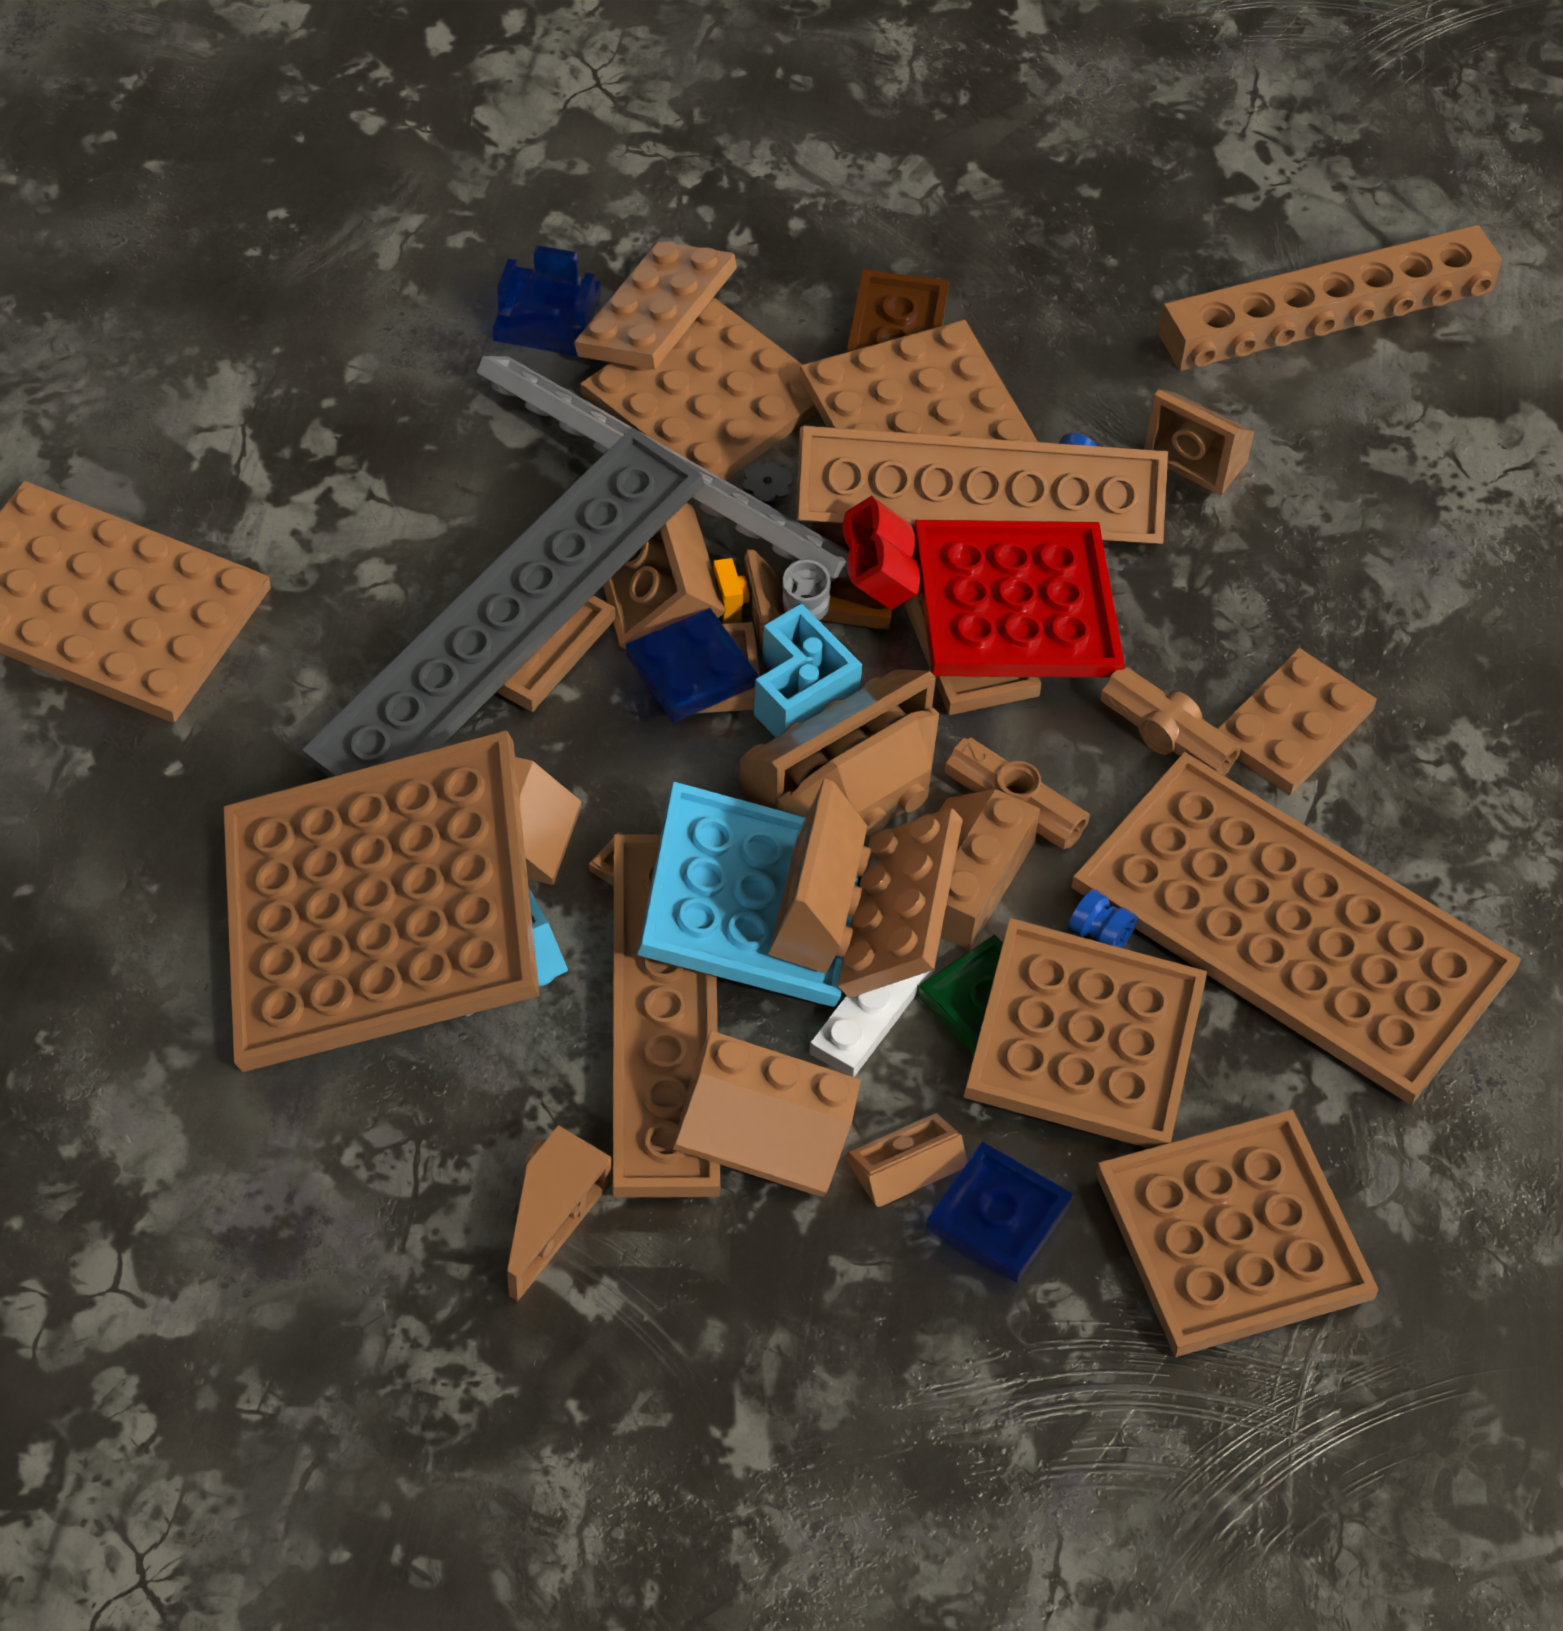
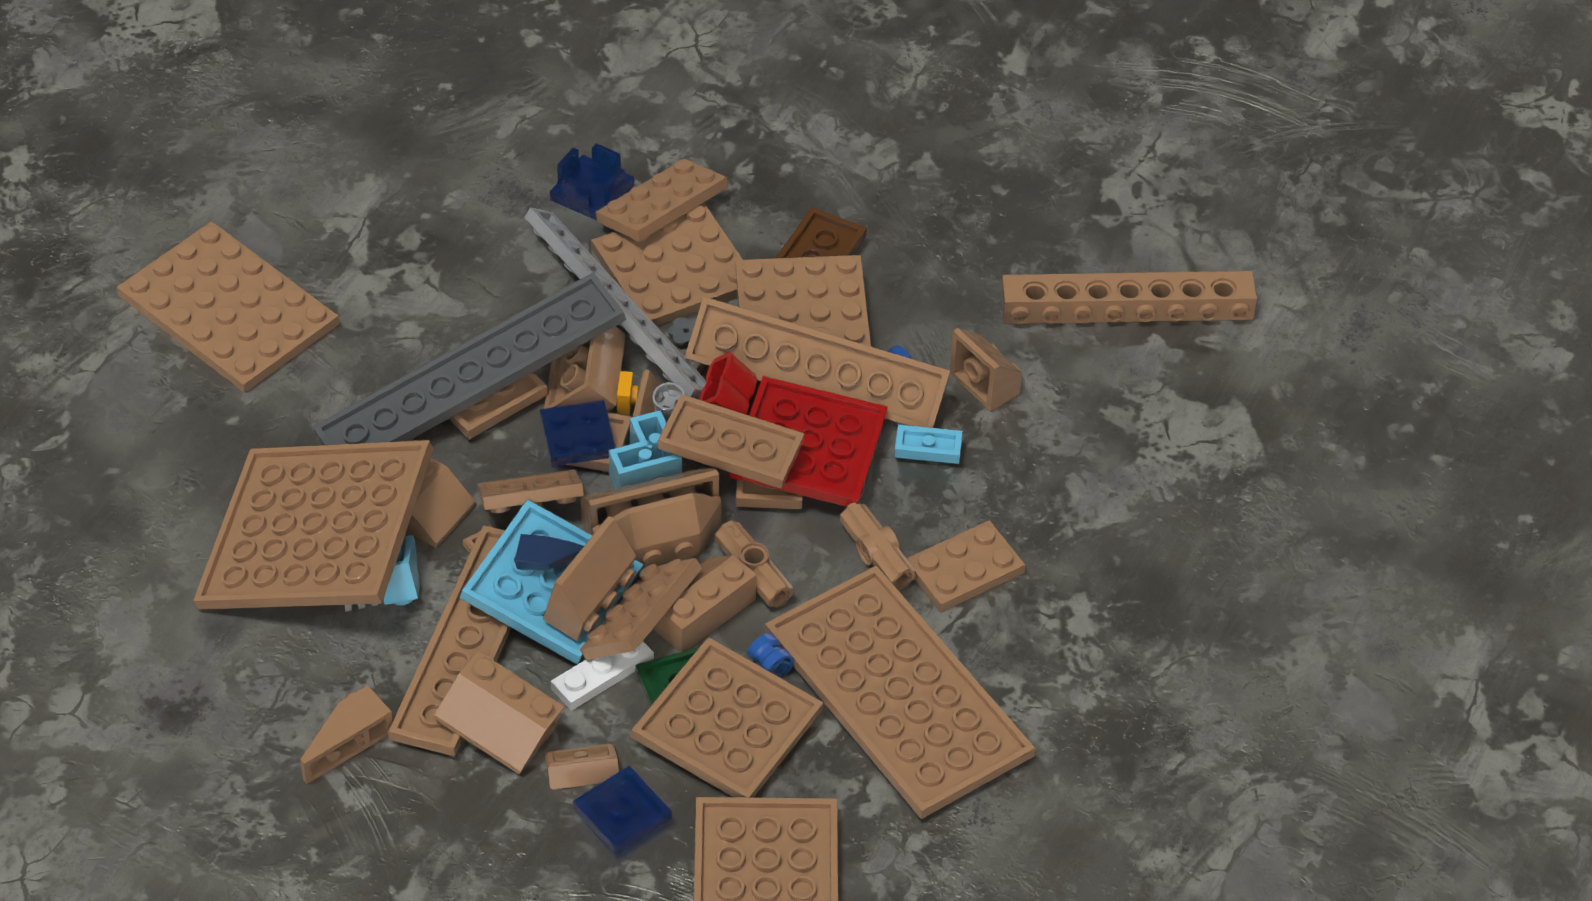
camera: 20 degrees right, 5 degrees down
(650, 769) = (557, 486): none -> medium nougat plate
(737, 855) = (545, 553): none -> dark blue slope
(924, 624) = (731, 441): none -> medium nougat plate
(1168, 561) = (928, 444): none -> medium azure plate

